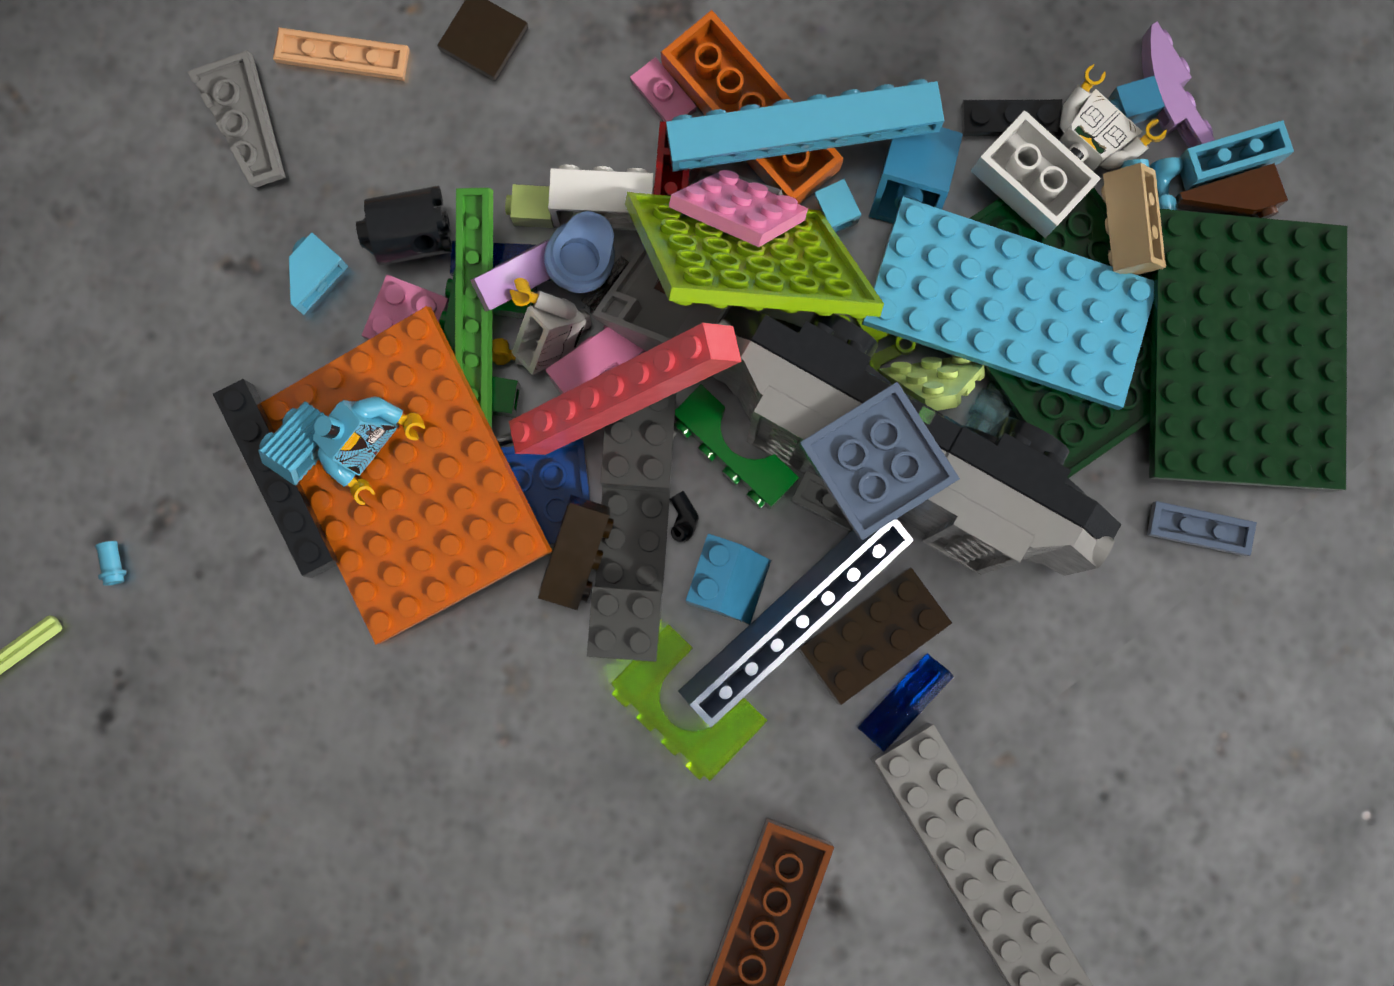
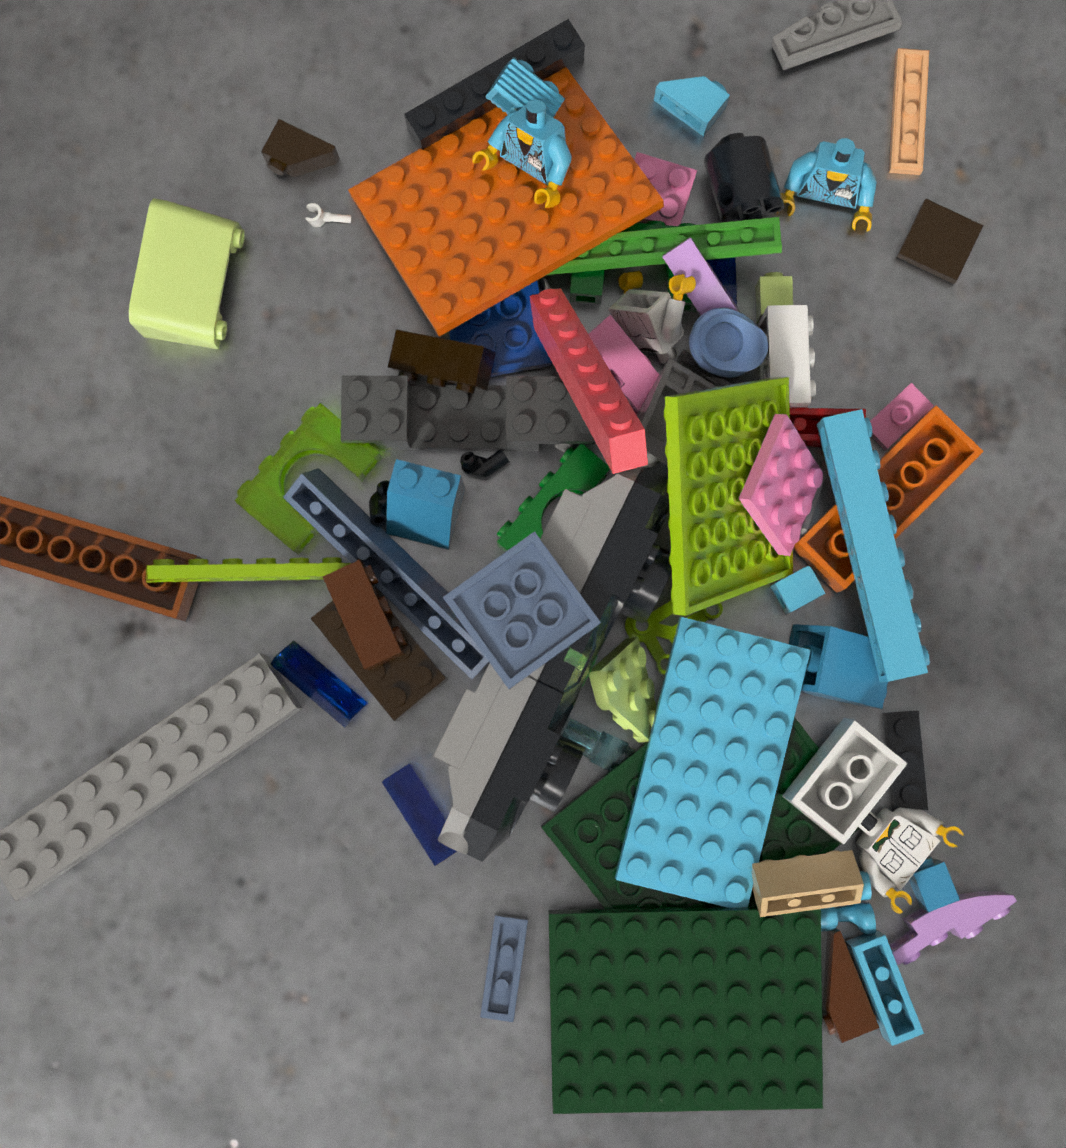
camera: 90 degrees right, 0 degrees up
(328, 697) = (296, 151): none -> dark brown slope
(402, 669) = (323, 217): none -> white hand
(408, 134) = (833, 176): none -> medium azure torso
(457, 824) = (182, 274): none -> yellowish green windscreen
(719, 628) = (378, 504): none -> black arm
(787, 782) = (234, 570): none -> lime plate
(845, 643) = (365, 614): none -> reddish brown brick
(1043, 604) = (419, 811): none -> clear blue plate

